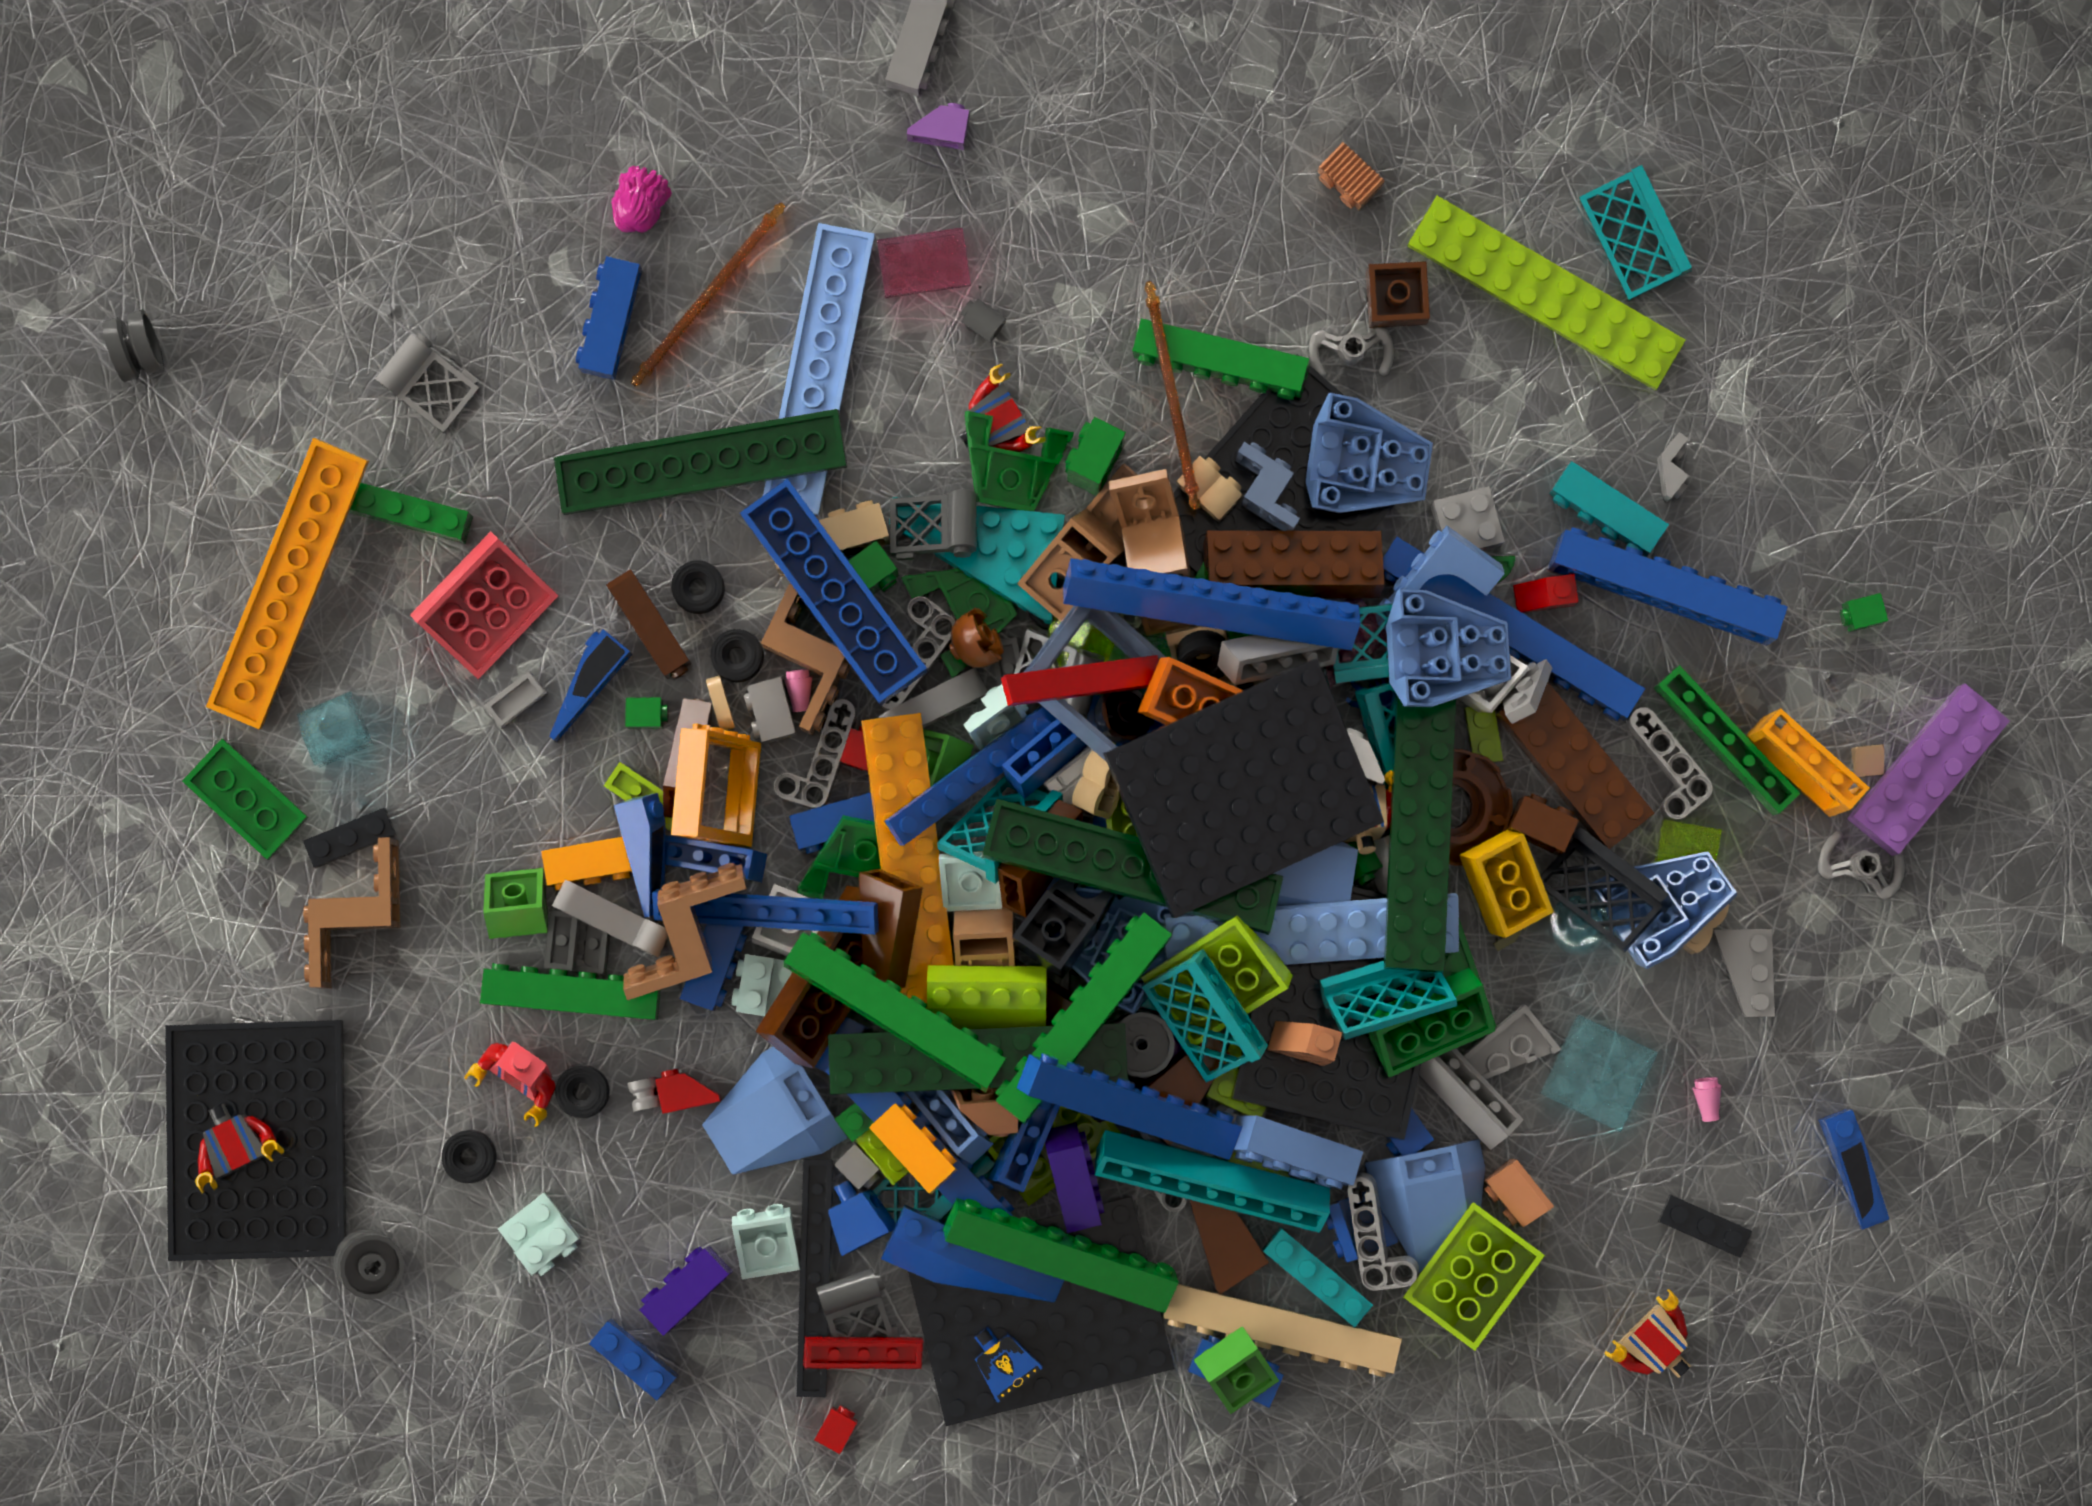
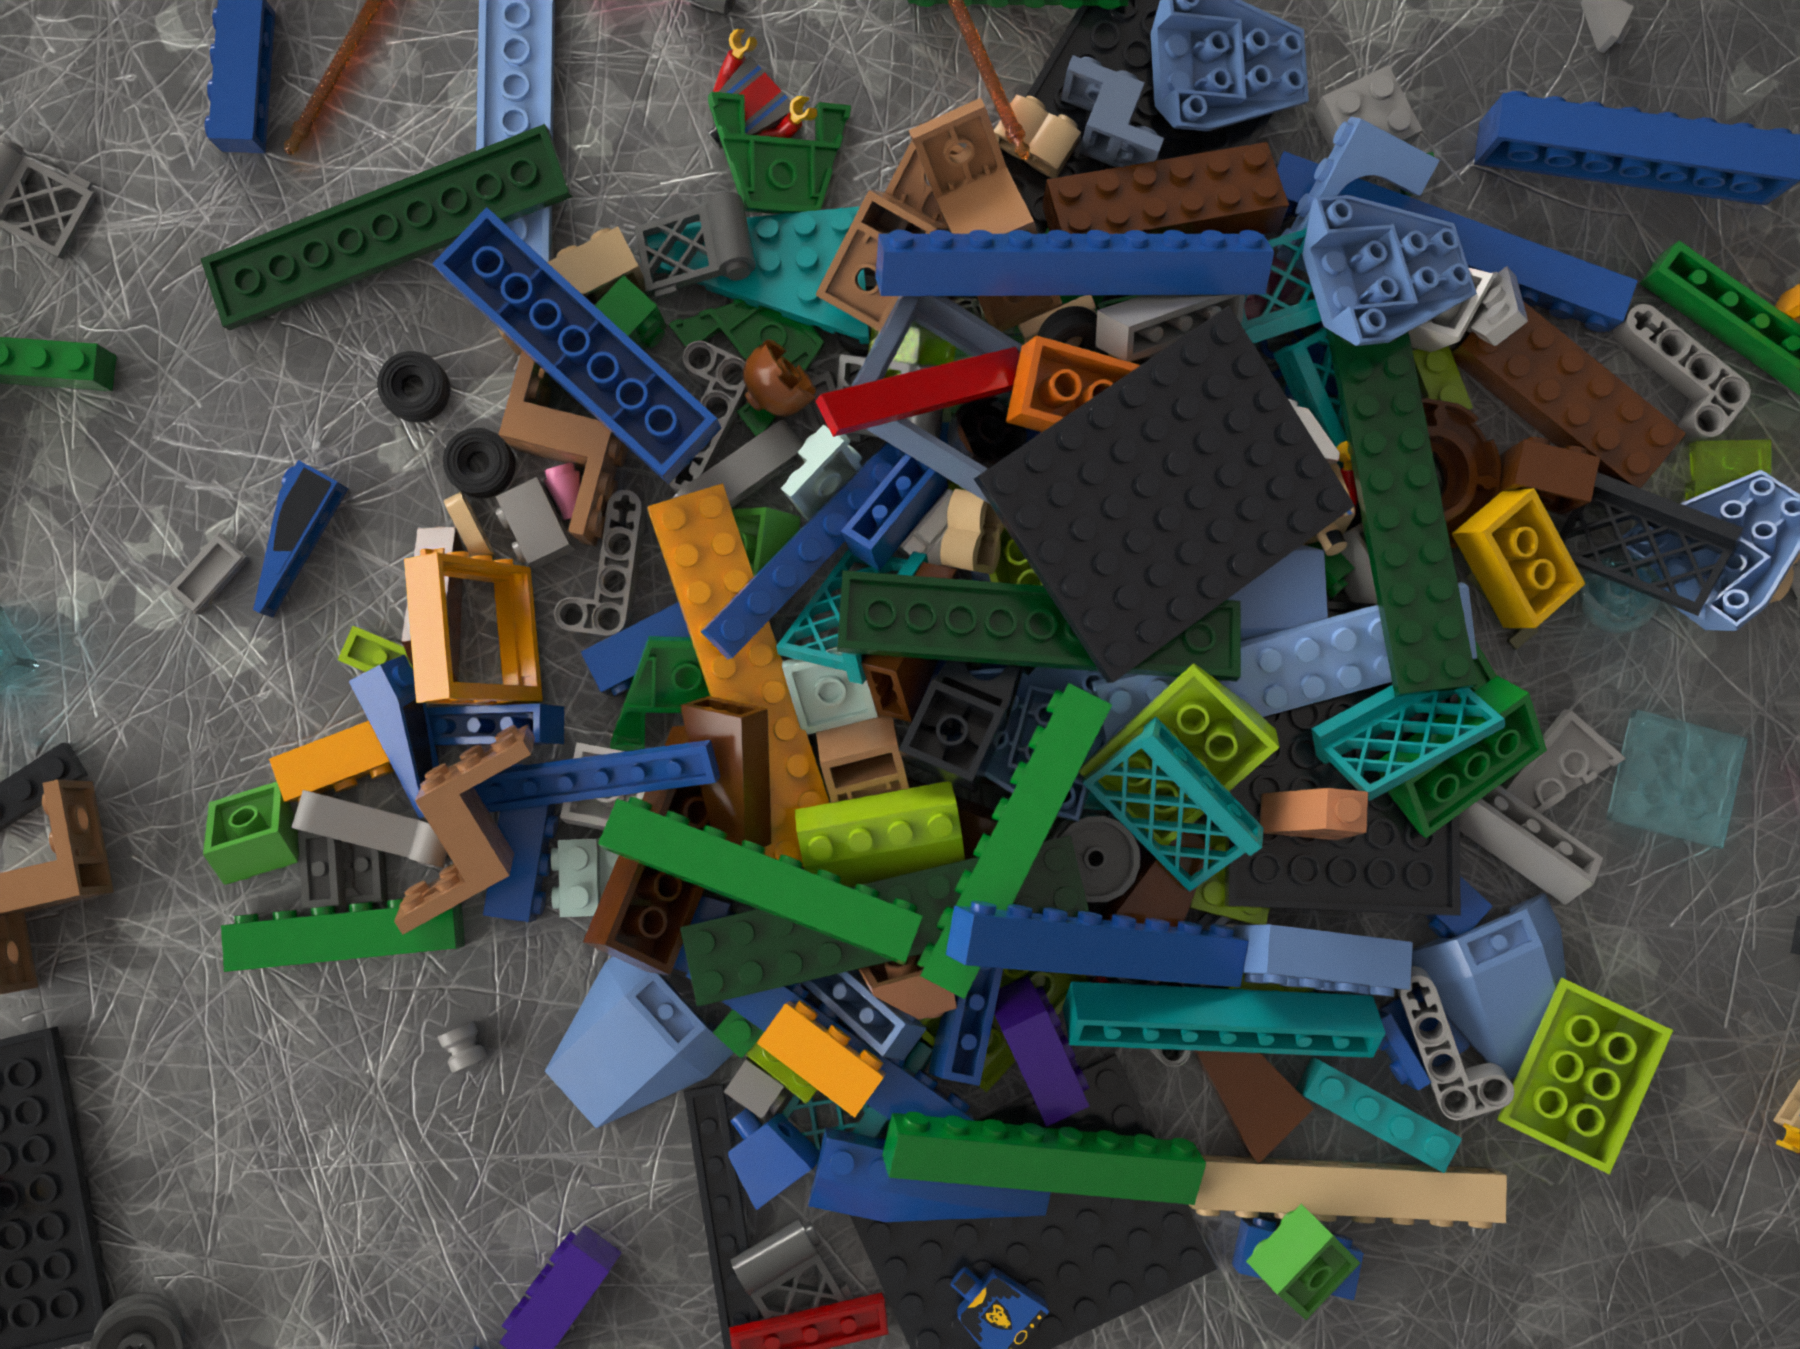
camera: 10 degrees left, 0 degrees up
(484, 605) = (145, 462): coral slope -> none
(485, 1156) = (227, 1177): black tyre -> none
(520, 1071) = (296, 1050): torso -> none
(539, 1235) = (361, 1257): light aqua plate -> none
(565, 1091) = (365, 1074): black tyre -> none
(646, 713) = (374, 557): green brick -> none
(649, 625) = (355, 442): reddish brown slope -> none
(683, 1092) = (512, 1033): red slope -> none
(765, 1241) = (654, 1208): light aqua plate -> none
(854, 750) = (648, 554): red brick -> none
(1096, 455) = (883, 117): green brick -> none
(1517, 1193) = (1615, 954): nougat slope -> none
(1546, 593) = (1486, 188): red slope -> none
(1608, 509) = (1534, 66): teal brick -> none

